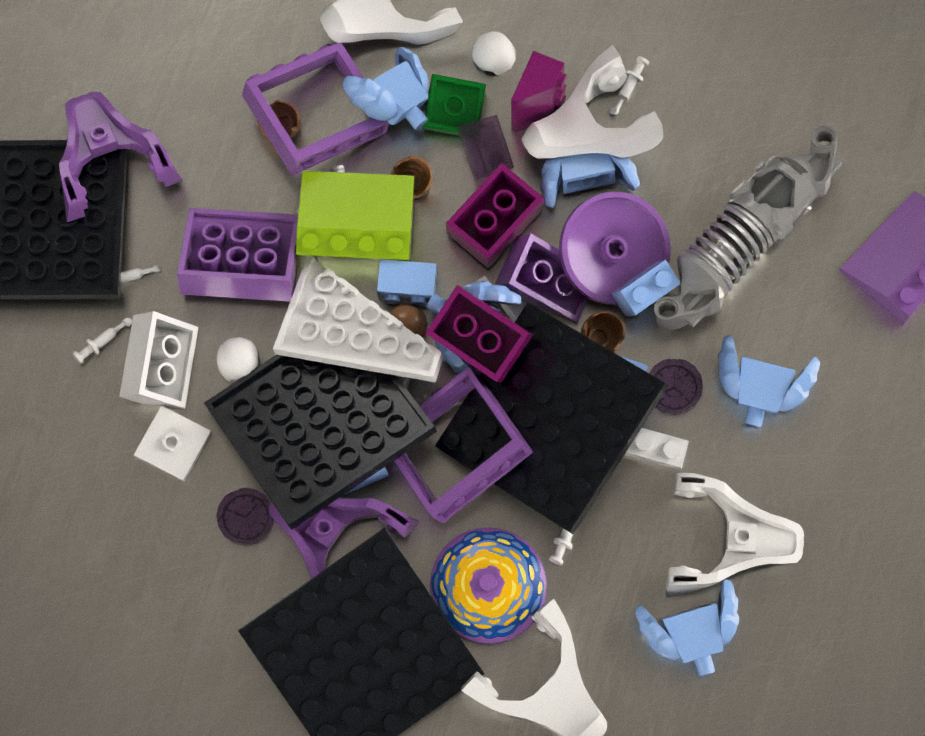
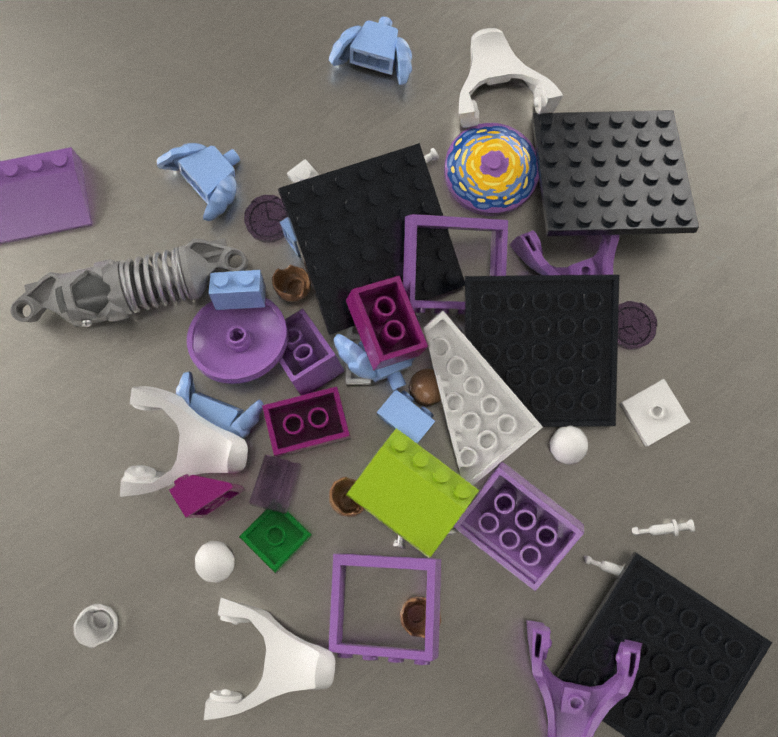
camera: 155 degrees left, 5 degrees up
(159, 360) = (631, 480): white slope -> none
(393, 94) = (315, 572): light blue torso -> none
(632, 79) = (133, 461): white piece -> none
(751, 536) = (296, 77): white animal -> none

